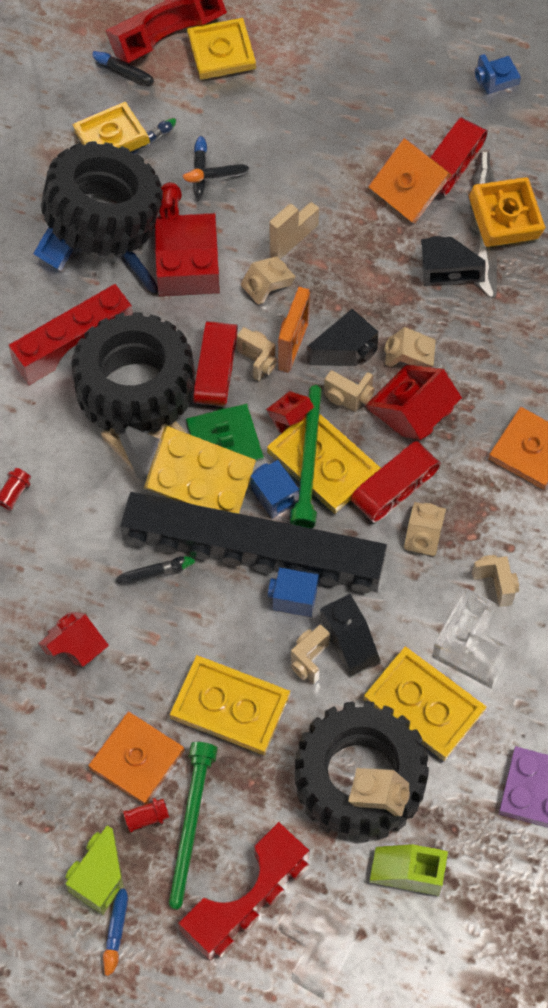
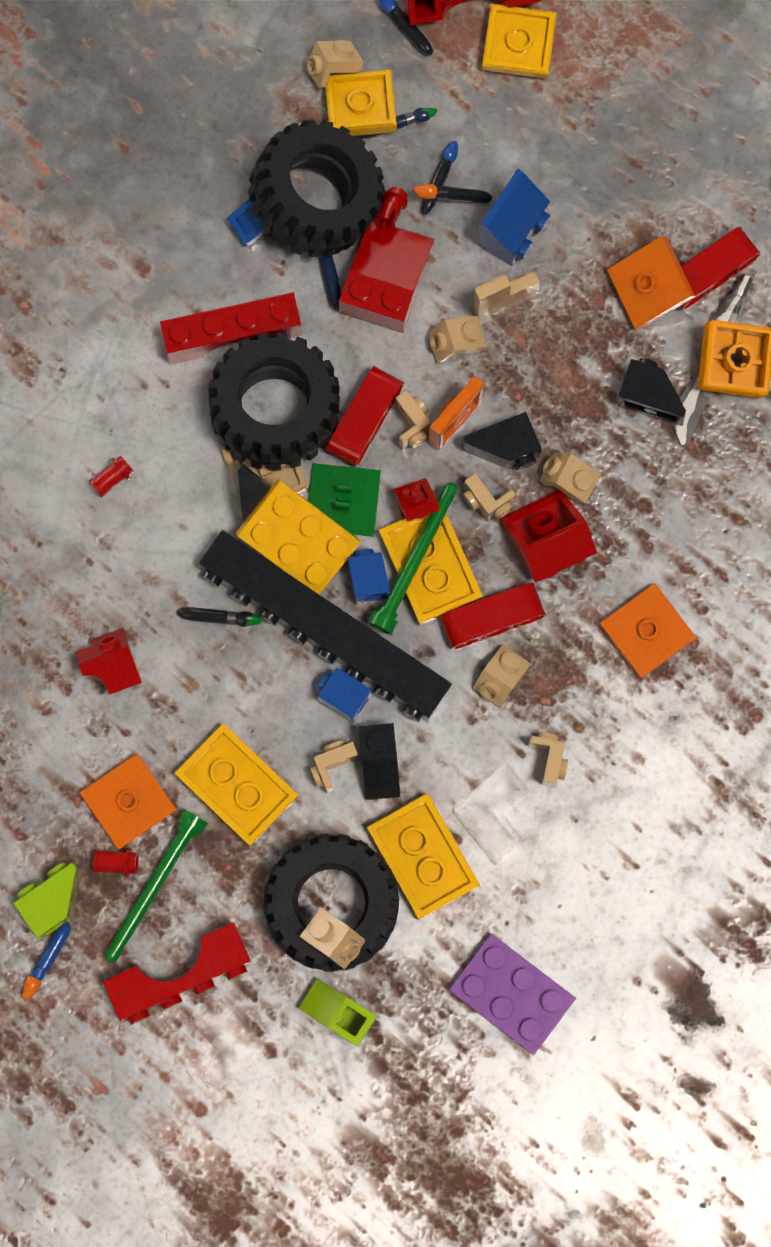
camera: 20 degrees right, 15 degrees up
(71, 106) = (332, 57): none -> tan bracket
(276, 171) = (514, 219): none -> blue slope

